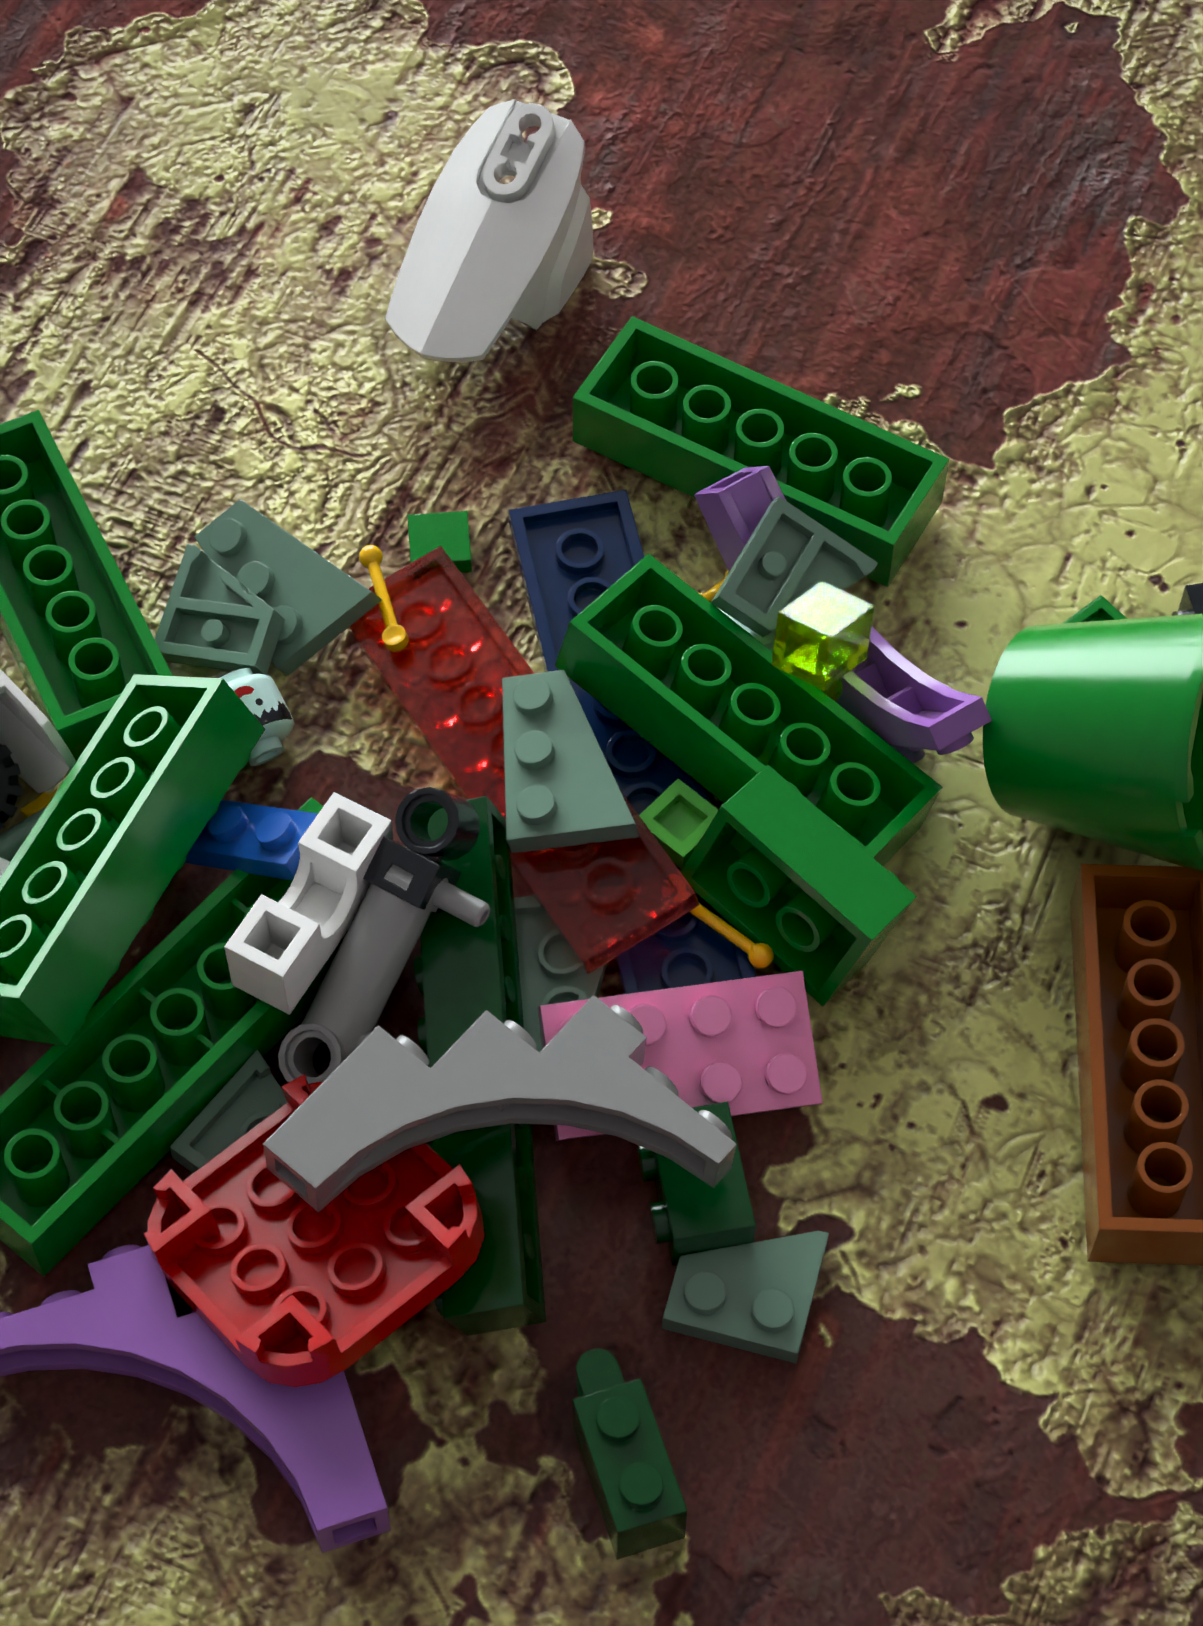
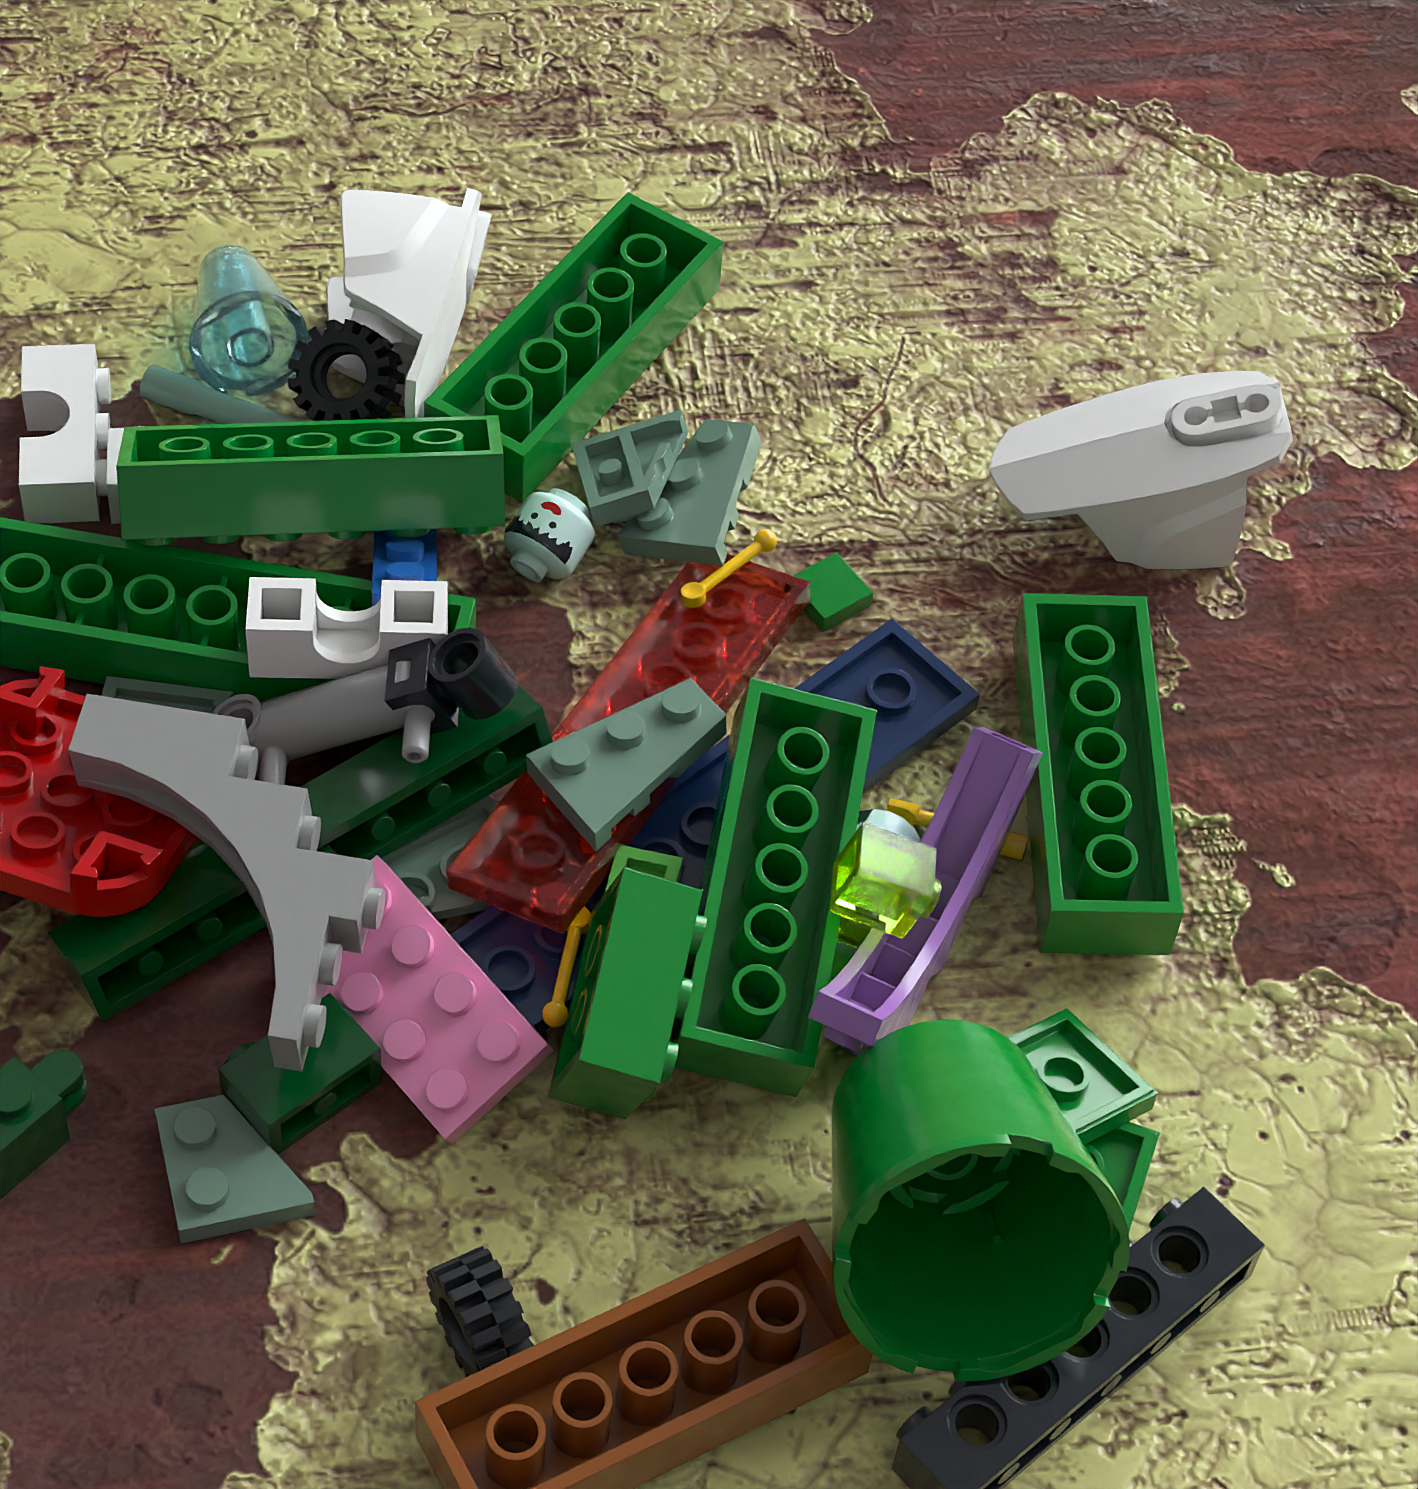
camera: 55 degrees right, 5 degrees down
(782, 563) = (952, 814): sand green wing -> none
(996, 615) = (1084, 1075): none -> green tile
(1028, 1150) = (477, 1310): none -> black tyre

